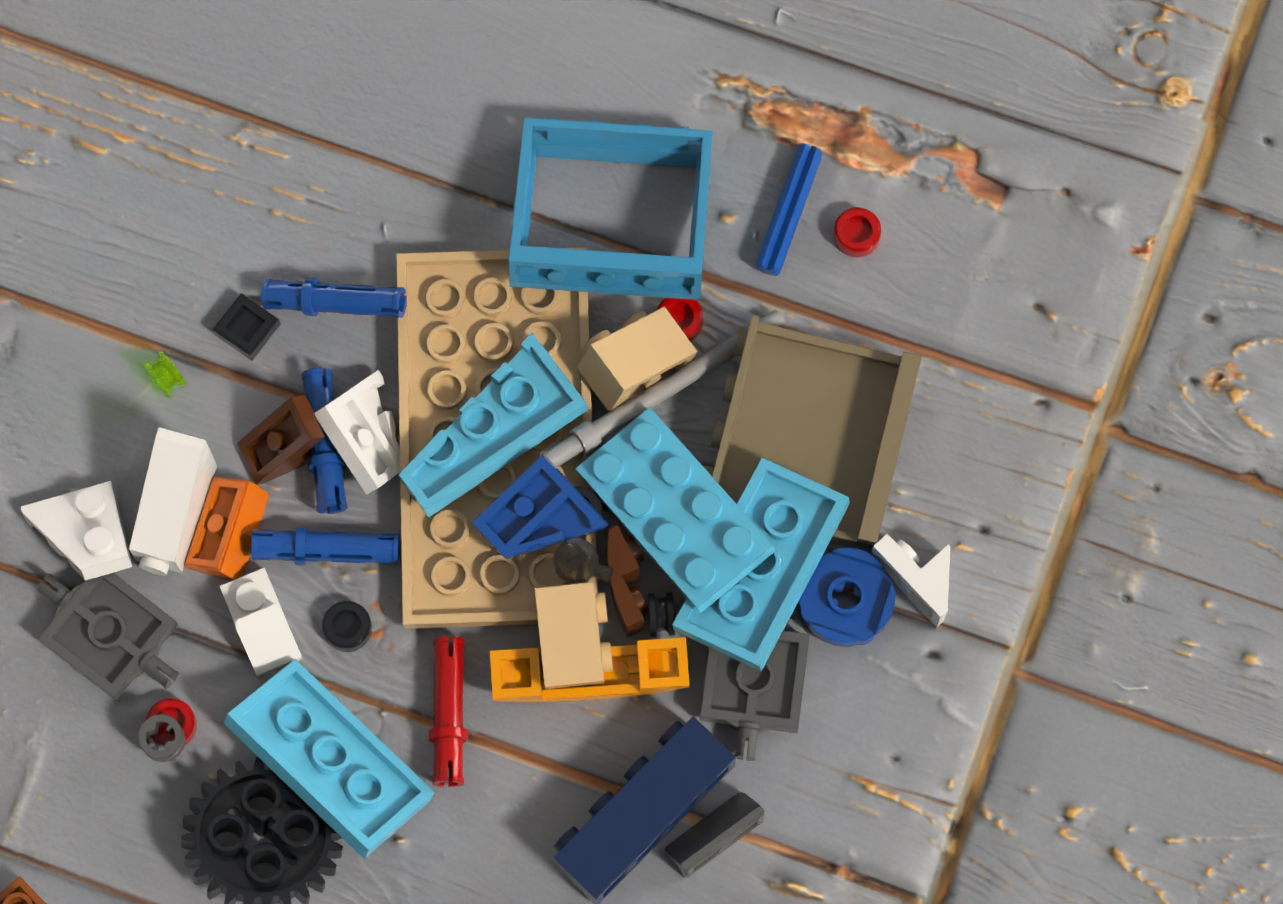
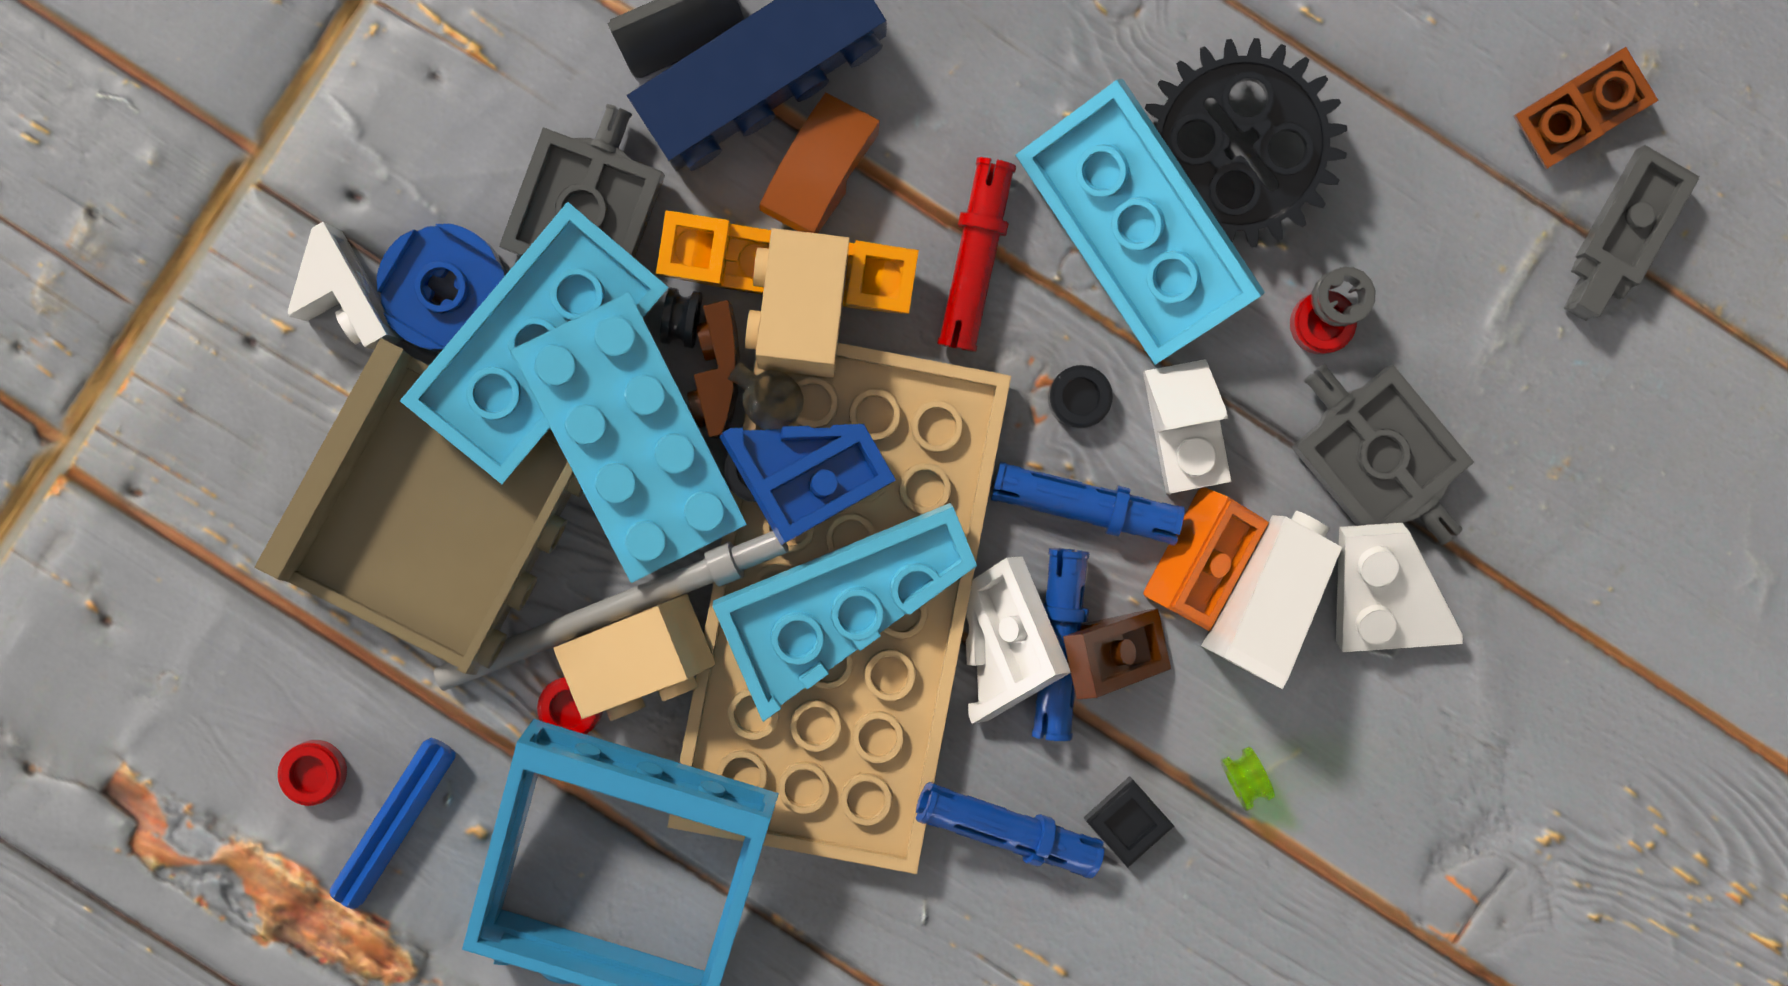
camera: 165 degrees left, 15 degrees up
(582, 750) = (818, 165): none -> dark orange slope

